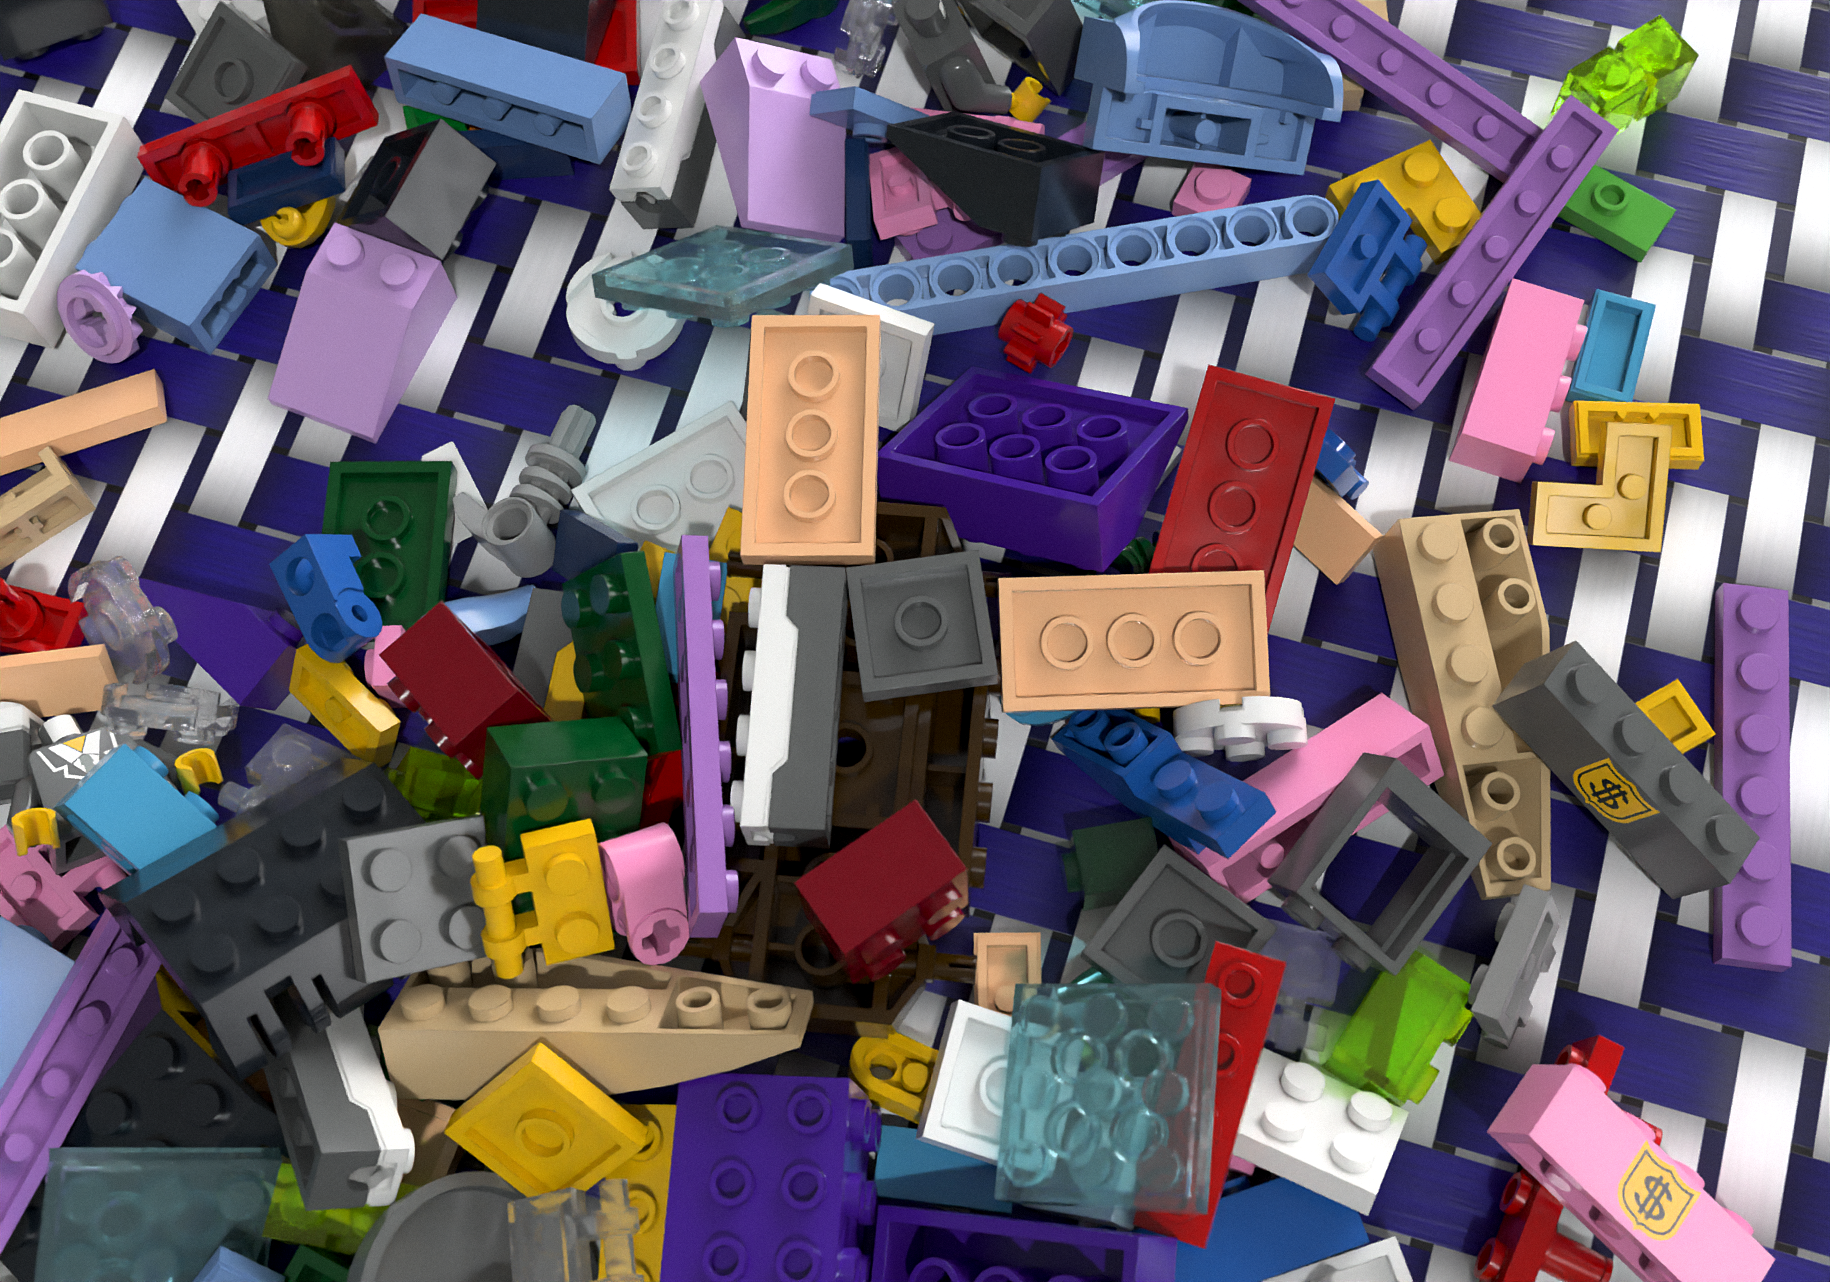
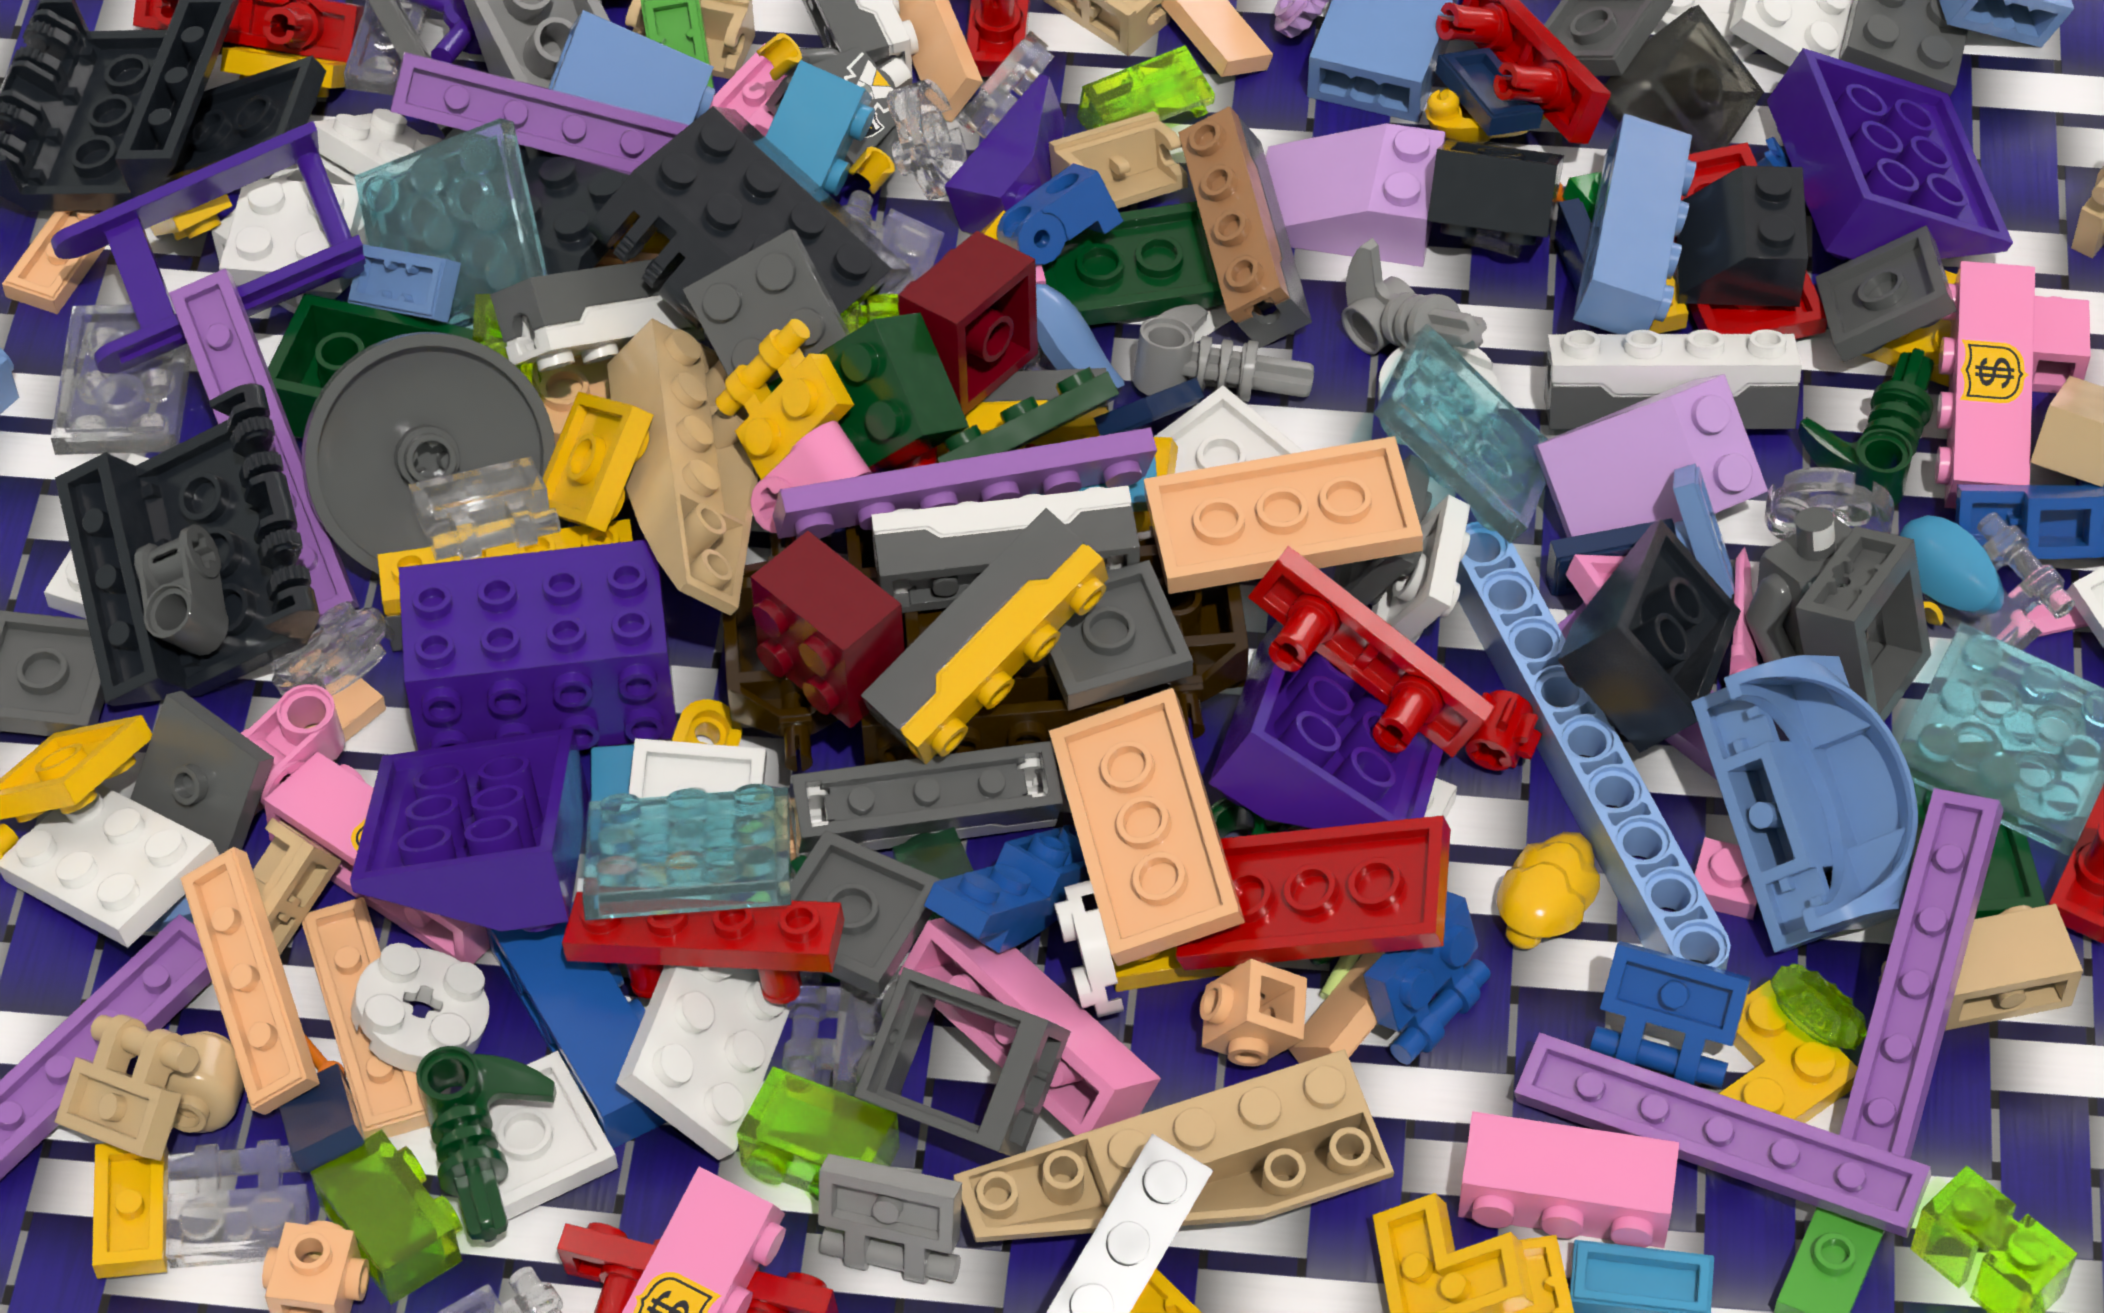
camera: 75 degrees right, 15 degrees down
(178, 496) = (1161, 85): none -> clear neon green hinge
(253, 528) = (1128, 155): none -> tan hinge
(380, 430) = (1244, 227): none -> medium nougat piece
(521, 325) = (1392, 312): none -> light grey piece
(927, 731) = (987, 637): none -> piece
(952, 417) = (1371, 652): none -> red plate
(1033, 855) = (900, 799): none -> dark grey piece
(1199, 332) = (1548, 889): none -> yellow arm
(1323, 597) = (1253, 1013): none -> light nougat brick
(1372, 151) = (1818, 1007): none -> clear neon green gear

